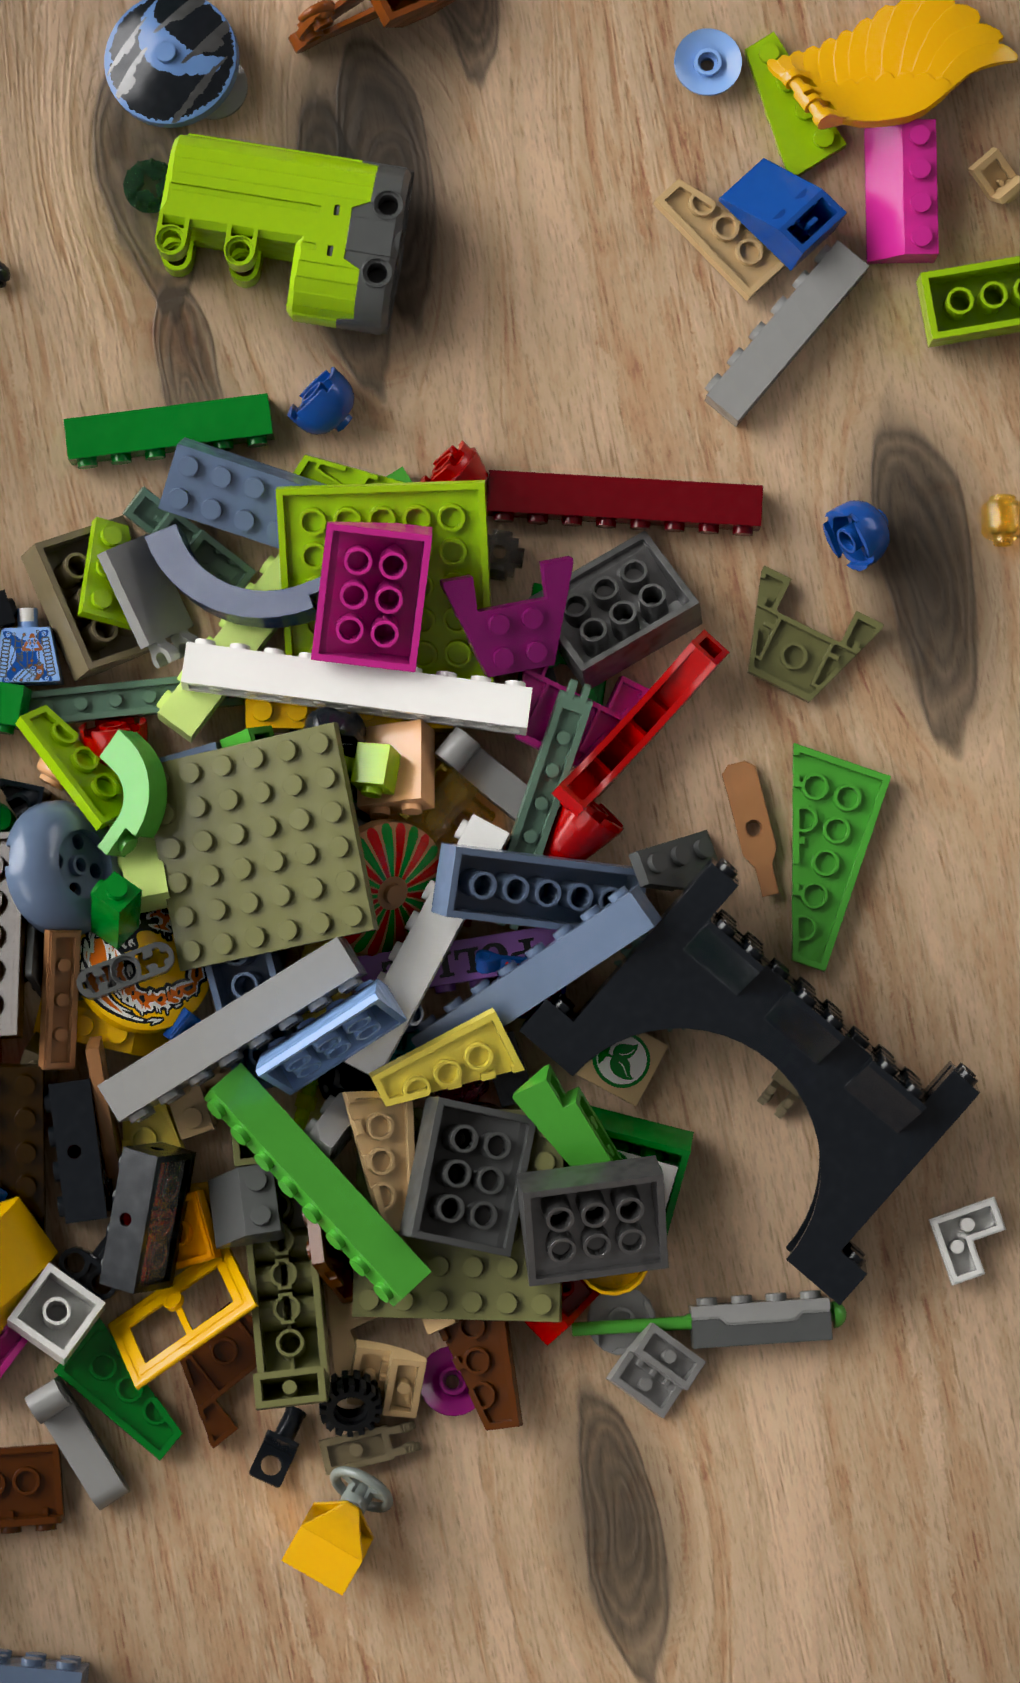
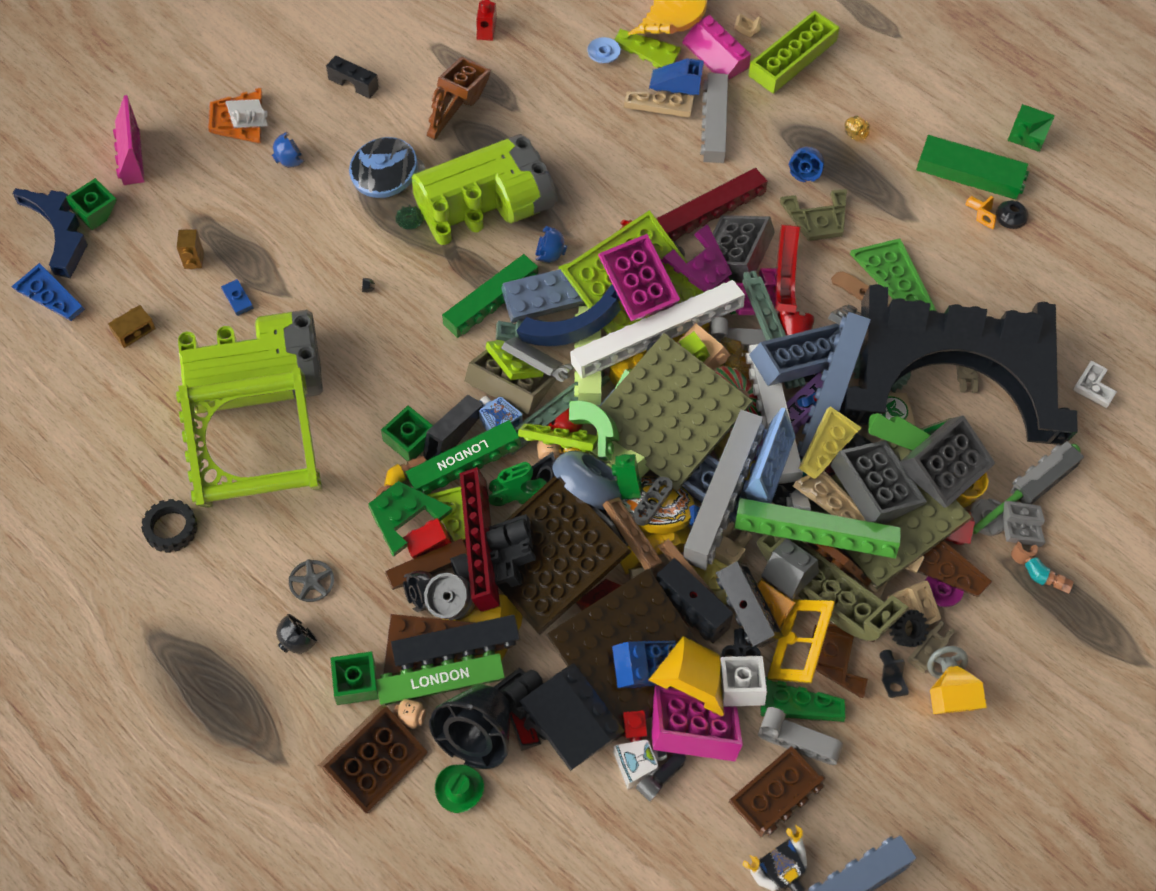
camera: 35 degrees left, 25 degrees down
(613, 1454) = (1037, 570): none -> nougat piece

